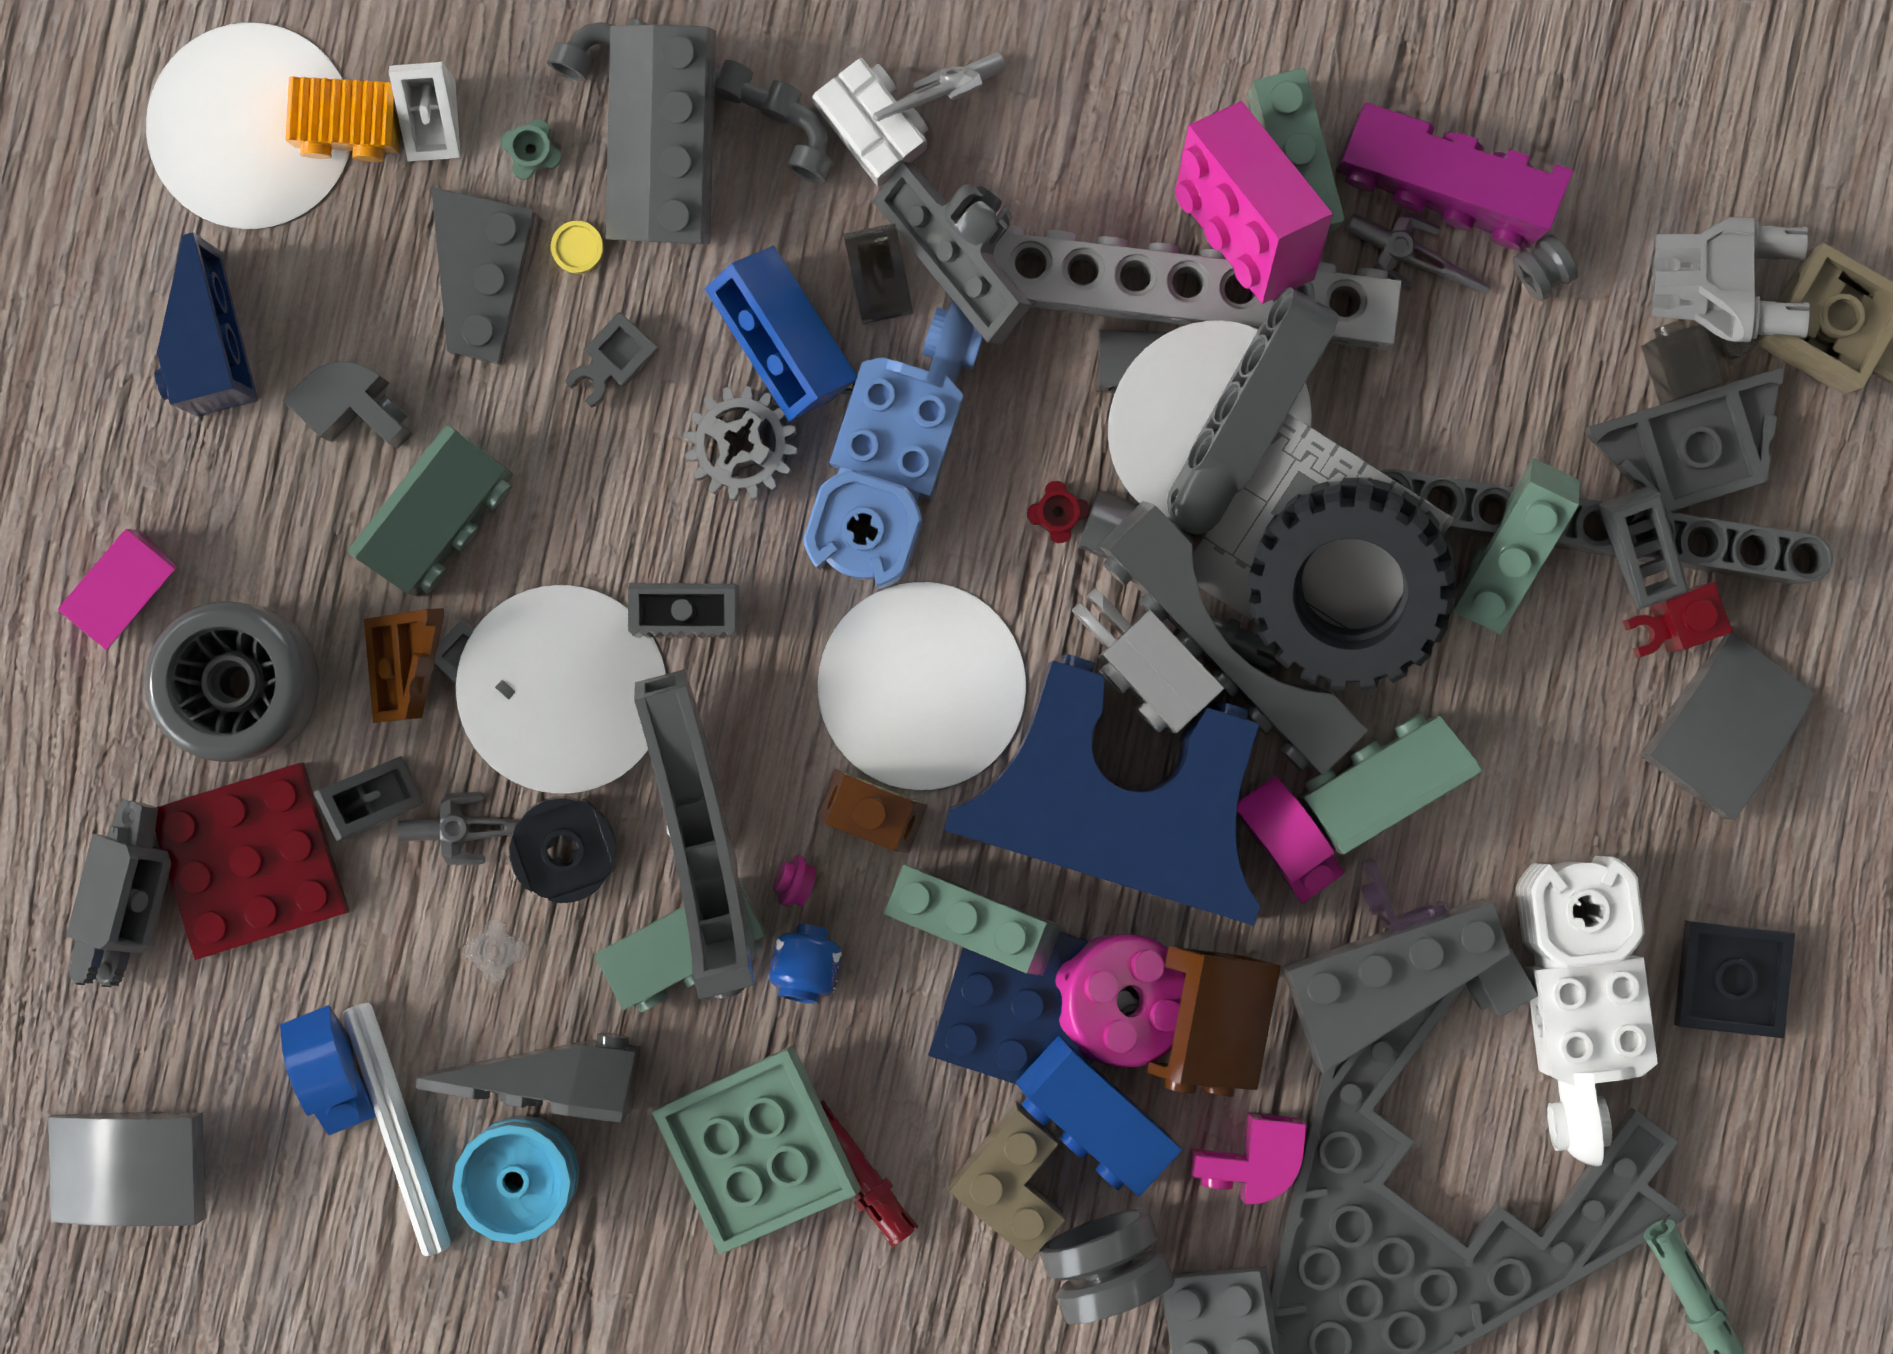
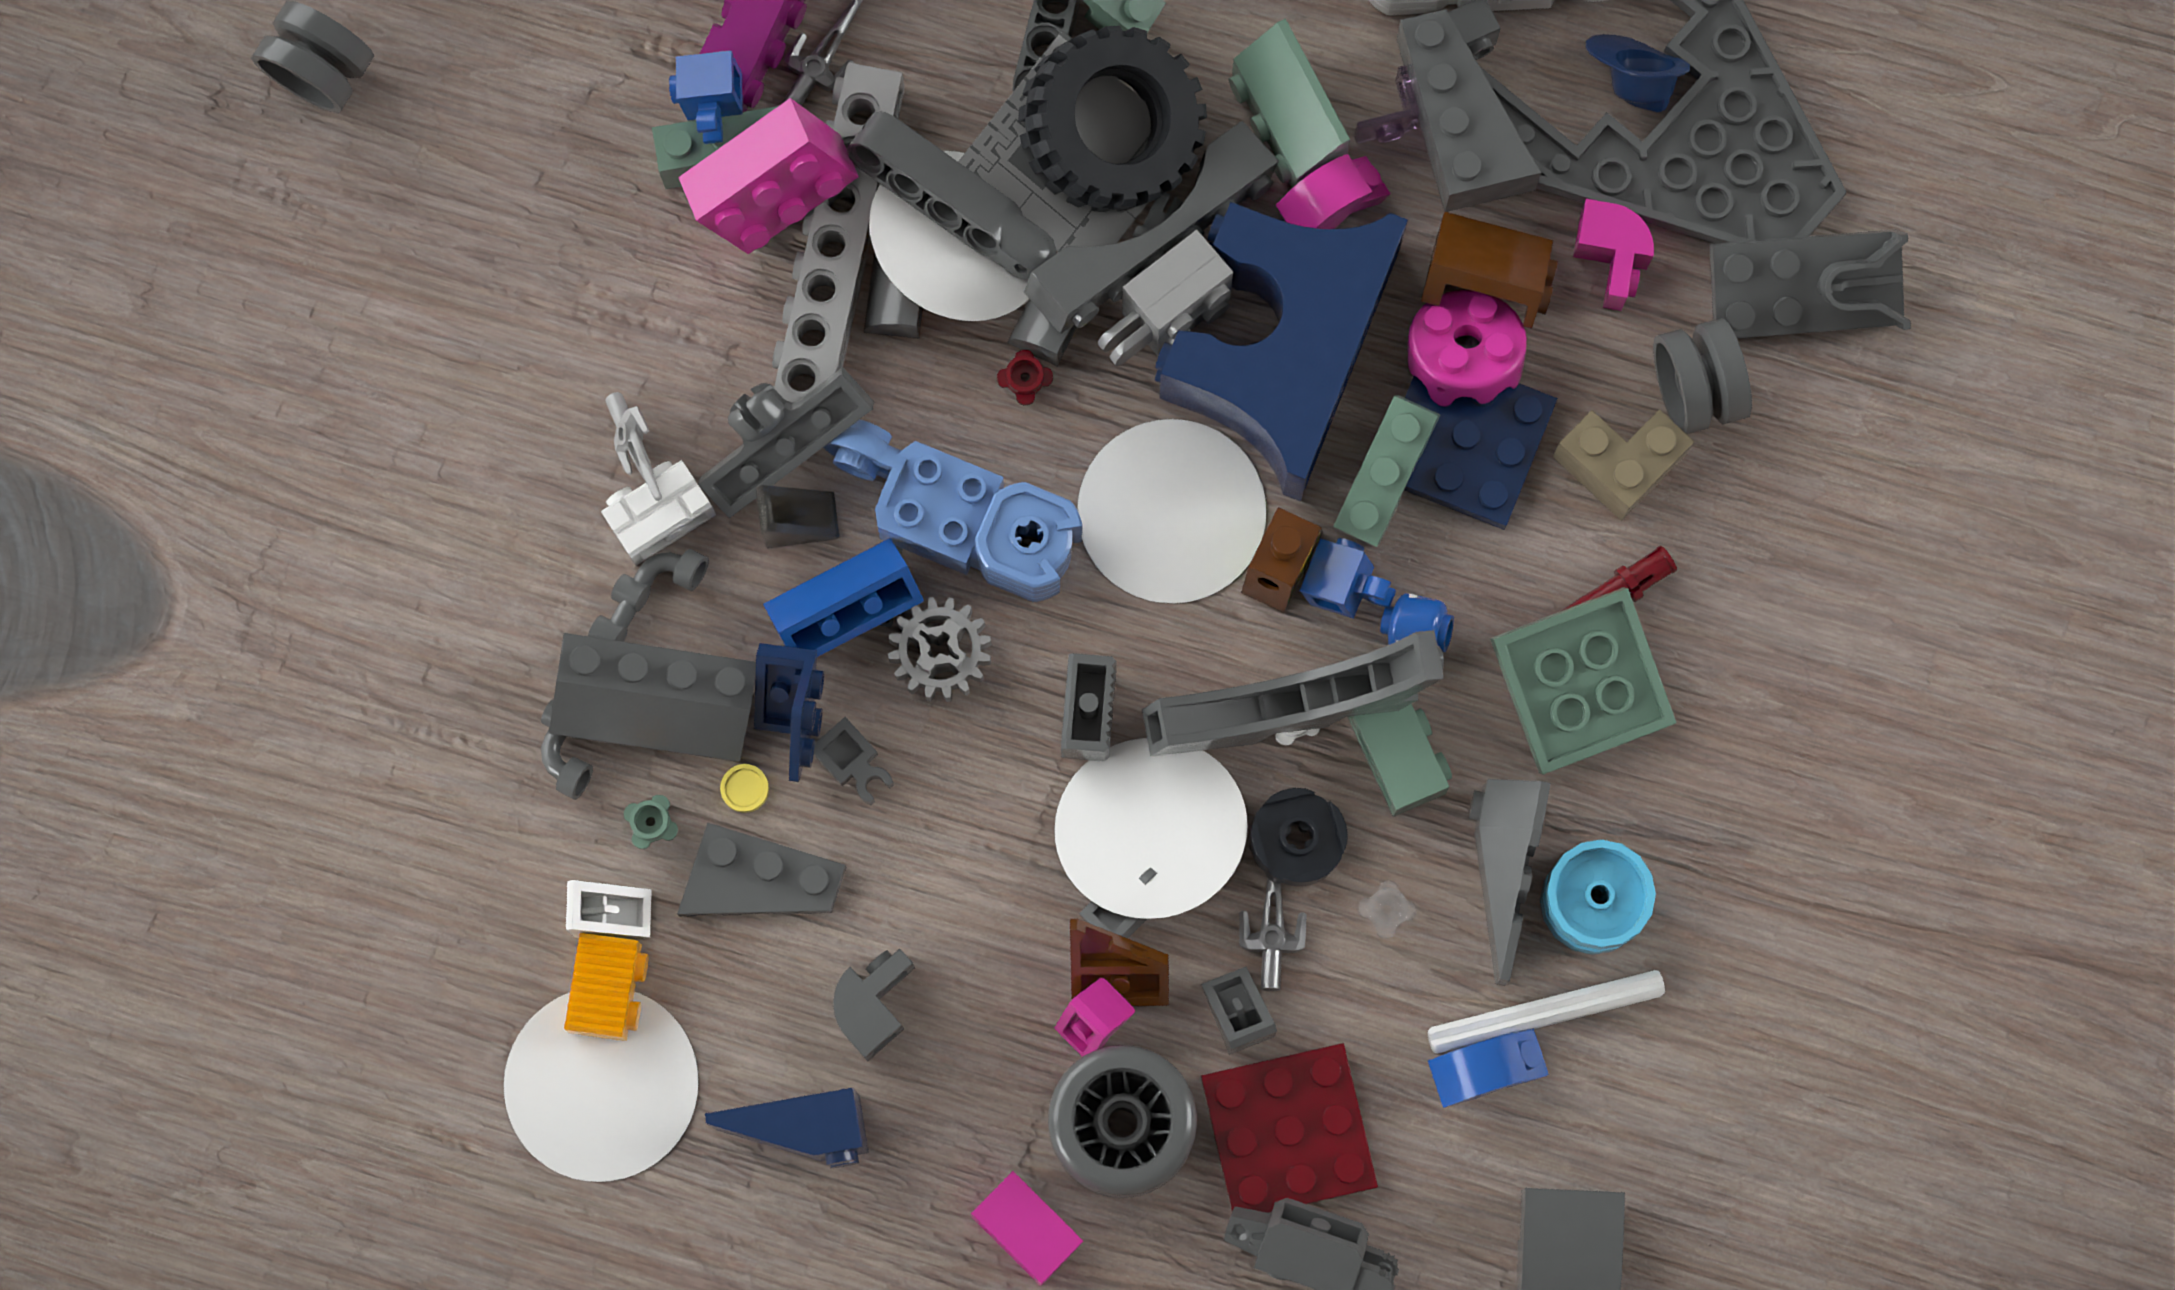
camera: 80 degrees left, 10 degrees down
(346, 647) = (1093, 1017): none -> dark pink slope
(432, 513) = (980, 927): sand green slope -> none
(670, 285) = (786, 700): none -> dark blue bracket
(794, 881) = (1341, 631): dark pink plate -> none
(851, 877) = (1342, 578): none -> blue brick
(1096, 1118) = (1570, 377): blue brick -> none
(1348, 122) = (708, 89): none -> brick
(1469, 1175) = (1637, 70): none -> dark blue piece

